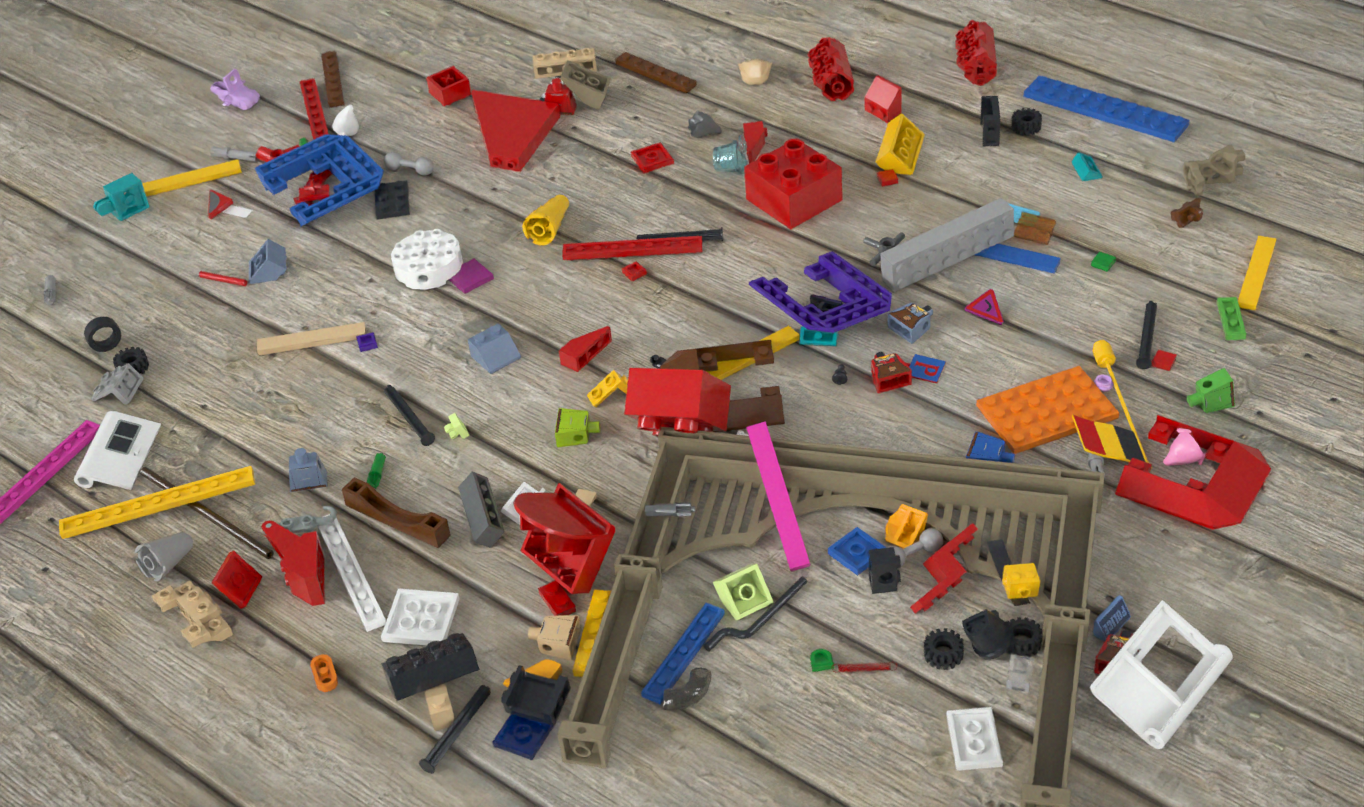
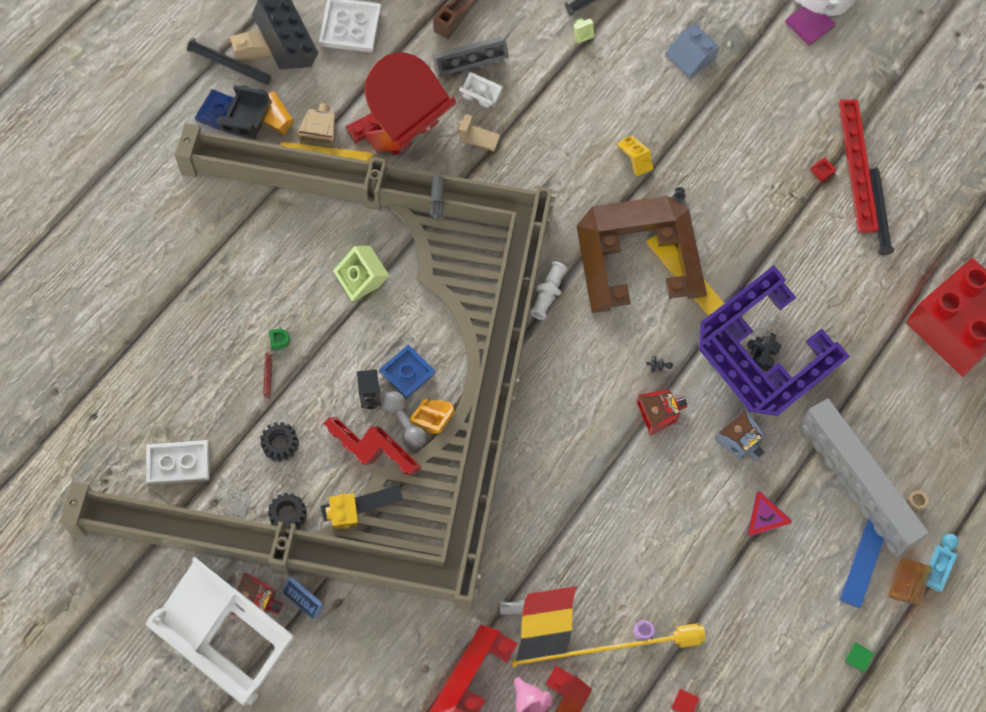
camera: 80 degrees right, 25 degrees up
(546, 220) = (897, 81): yellow cone -> none
(574, 427) = (580, 125): lime torso -> none
(583, 349) = (692, 126): red slope -> none
(677, 400) = (578, 198): brick -> none
(683, 652) = (298, 228): blue tile -> none
(689, 693) = (245, 231): clear smoke cylinder -> none
(743, 634) = (332, 292): black piece -> none
(778, 497) = (464, 294): dark pink tile -> none
(884, 244) = (870, 412): dark grey bar -> none
(926, 368) = (673, 448): blue piece -> none
(988, 634) = (281, 478): black container -> none
(989, 449) = (533, 499): blue torso -> none
(1044, 409) = (609, 567): orange plate -> none
(1144, 360) = (728, 690): black axle -> none

